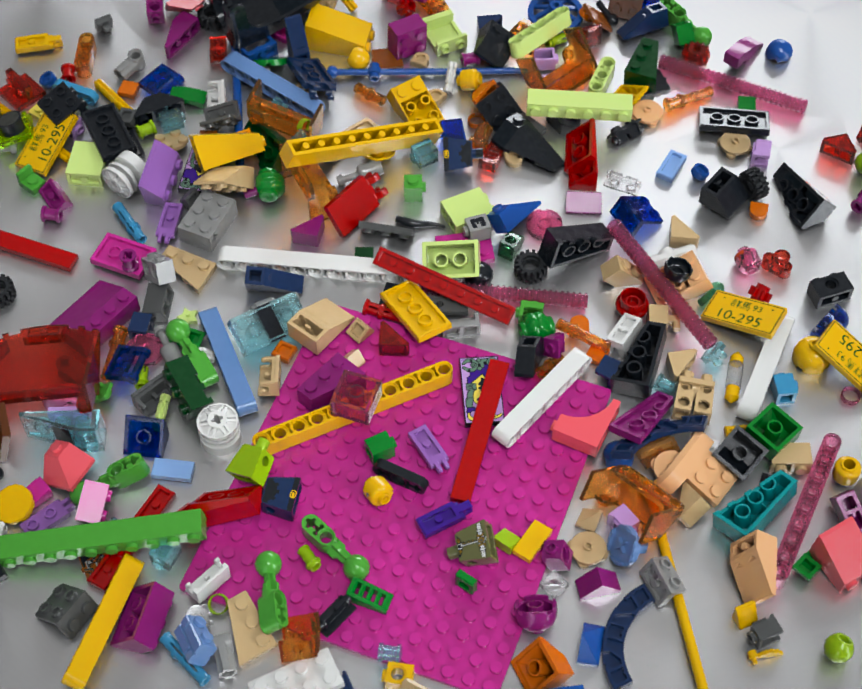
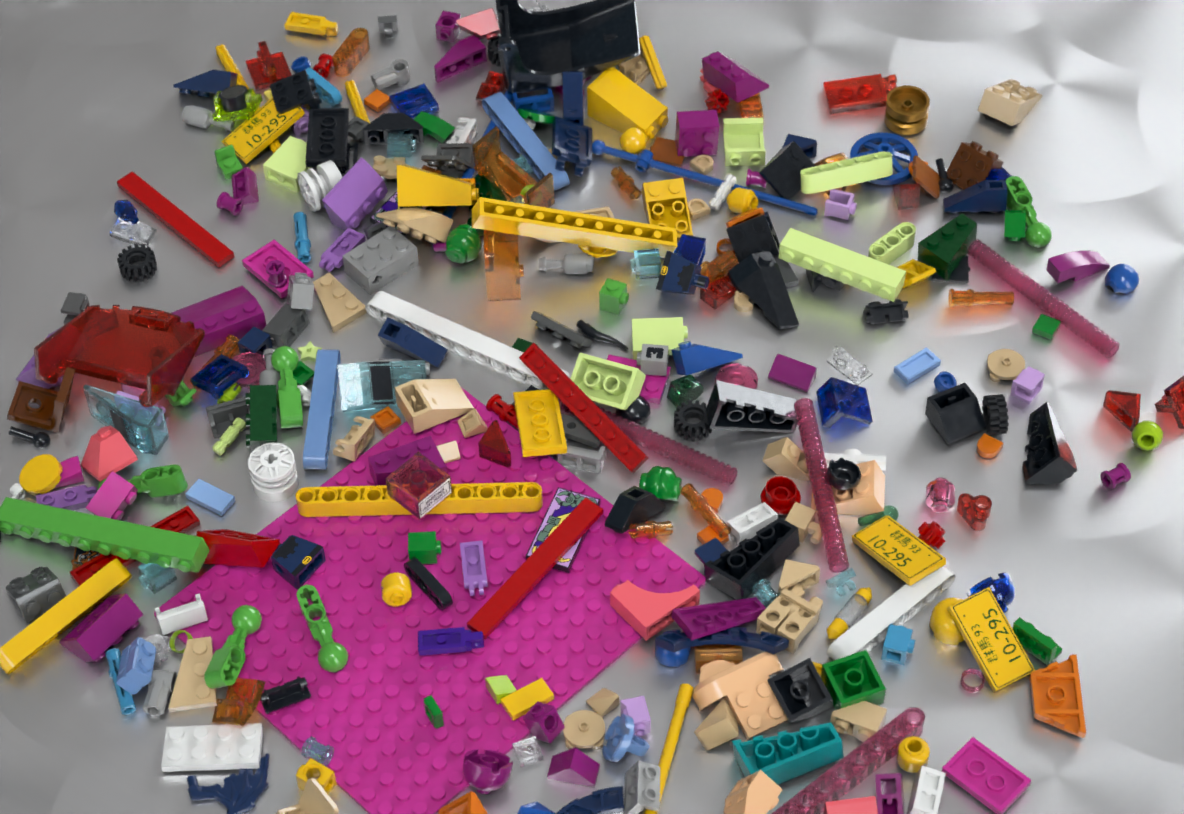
camera: 25 degrees right, 5 degrees down
(145, 436) = (200, 454): clear blue slope -> none
(146, 129) = (370, 147): lime bush -> none
(252, 463) = (283, 514): lime torso -> none
(309, 232) = (479, 306): magenta slope -> none
(312, 562) = (292, 635): lime pin -> none
(354, 203) = (539, 291): red tile -> none
(371, 589) = (318, 678): green slope -> none
(475, 545) = (462, 678): olive torso -> none
(528, 307) = (664, 460): bright green bracket -> none
(541, 397) = (622, 557): white beam -> none
(554, 345) = (667, 509): magenta bracket -> none
(556, 40) = (865, 188): lime pin -> none
(576, 70) = (856, 232): clear orange windscreen -> none
(582, 157) = (819, 324): red slope -> none
(648, 111) = (924, 299): light nougat piece -> none
(648, 502) = (667, 695): clear orange windscreen -> none
(681, 234) = (880, 442): tan slope -> none
(696, 53) = (1018, 251): clear red gear -> none
(734, 120) = (1019, 339): black tile -> none
(830, 290) = (1016, 558): black brick -> none

